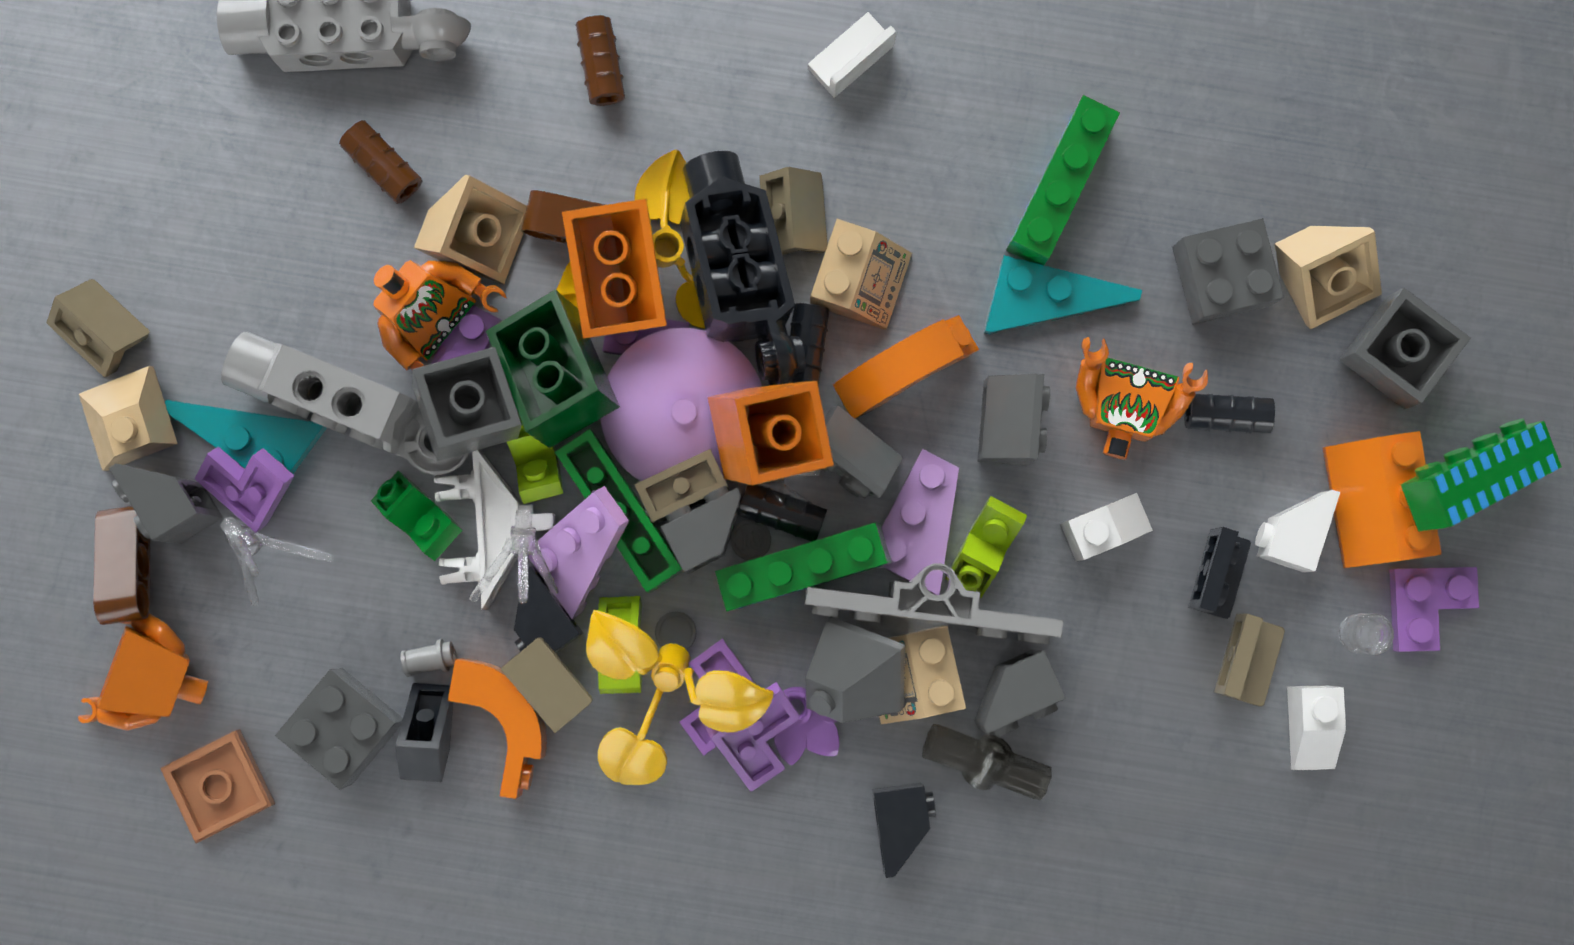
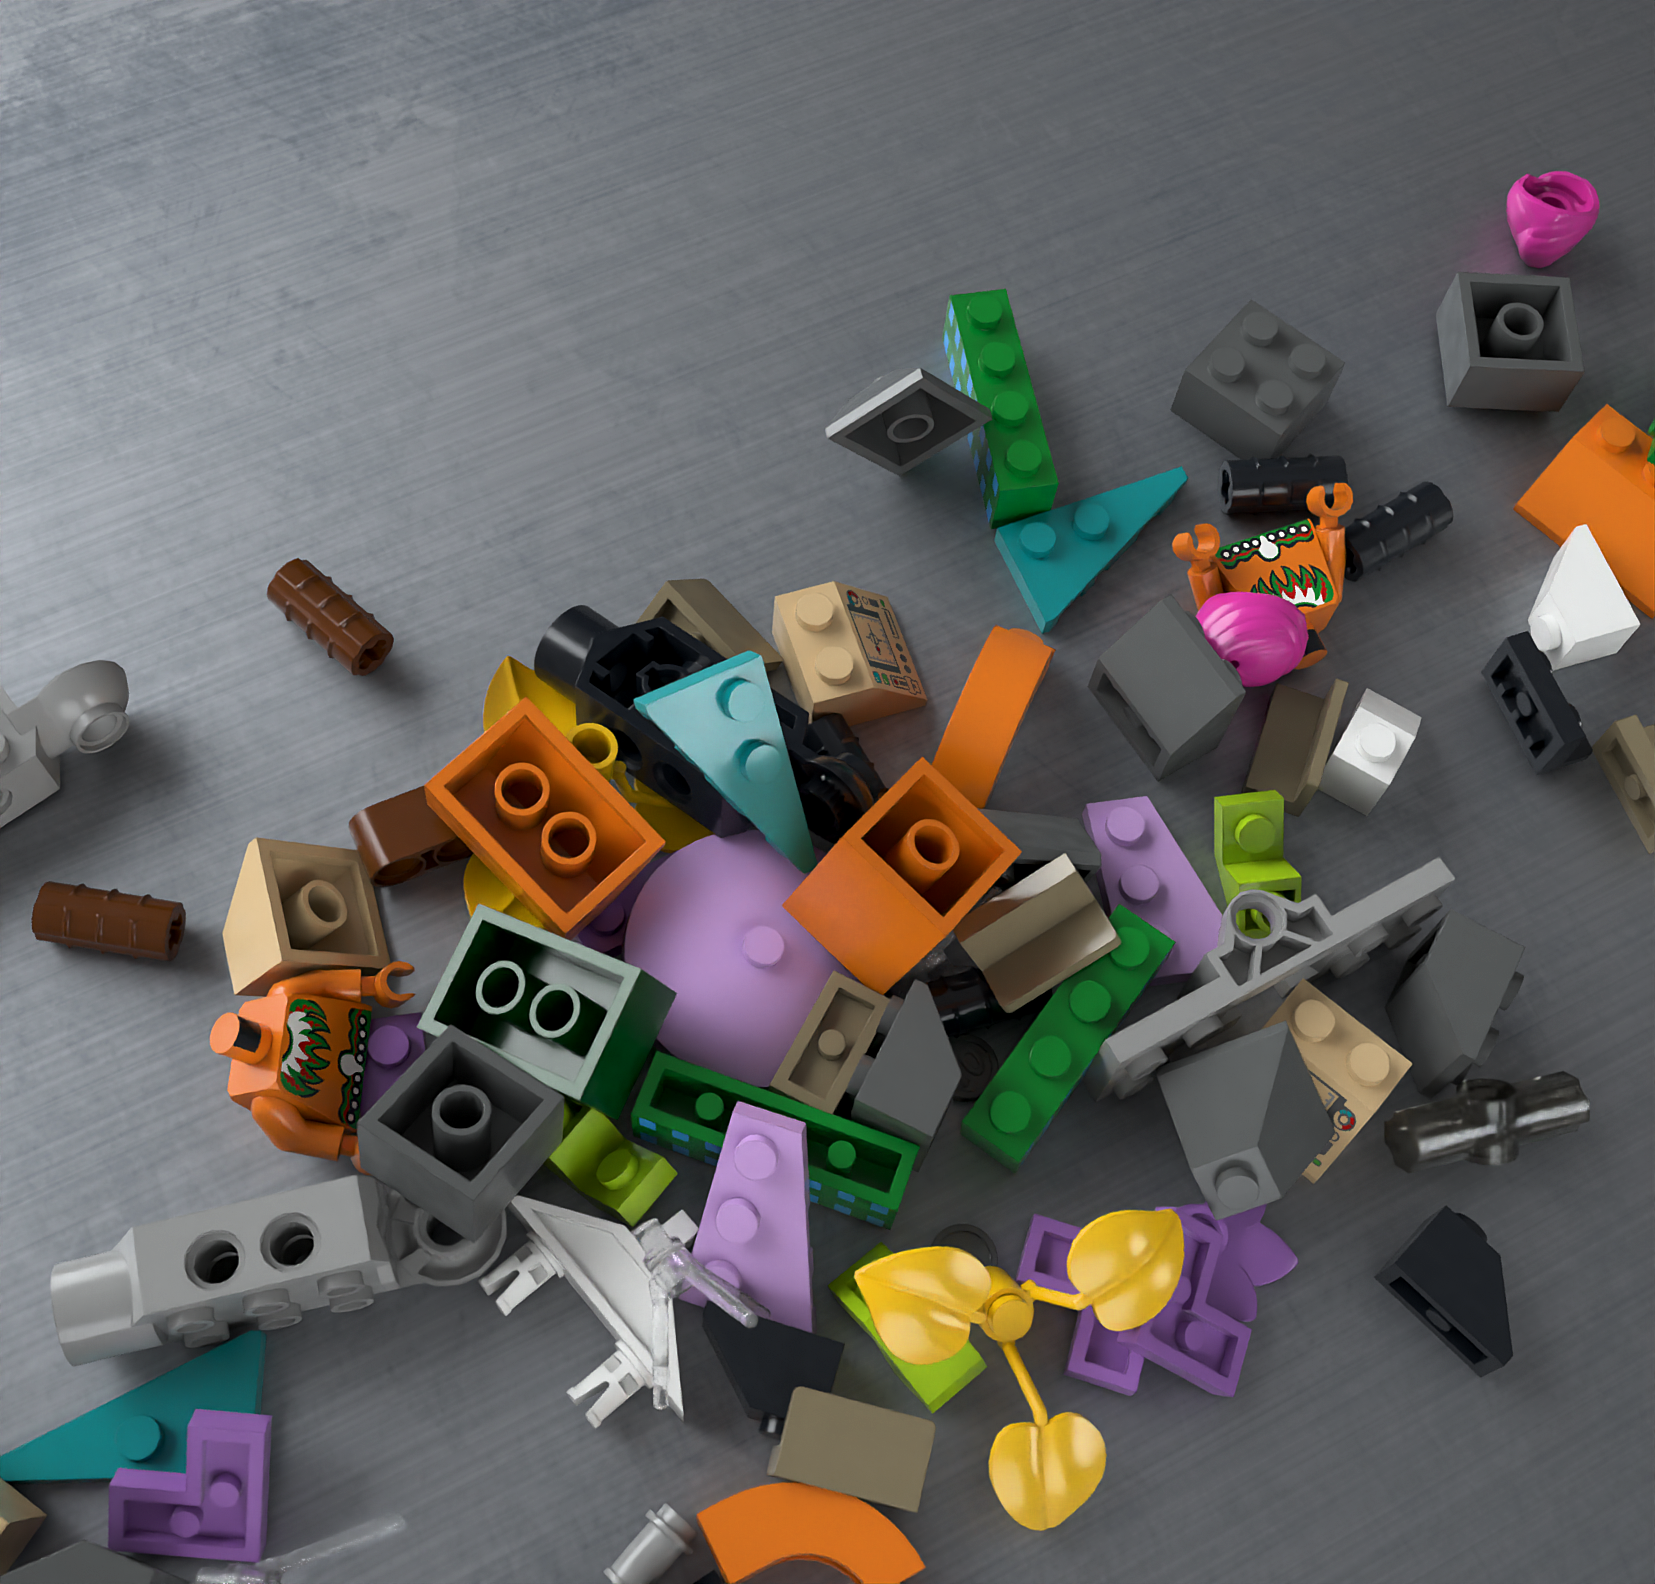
camera: 40 degrees left, 20 degrees down
(416, 515) = (487, 1359): green slope -> none
(730, 300) = (733, 734): none -> teal wing
(823, 508) = (1037, 933): none -> dark tan panel
(852, 54) = (641, 428): white panel -> none
(994, 154) = (905, 419): none -> dark grey slope
(1062, 495) = (1294, 744): none -> dark tan panel
(1081, 422) = (1255, 633): none -> dark pink hair
(1191, 341) = (1277, 482): none -> black axle
(1329, 270) = (1362, 316): tan slope -> none
(1515, 282) = (1550, 215): none -> dark pink hair

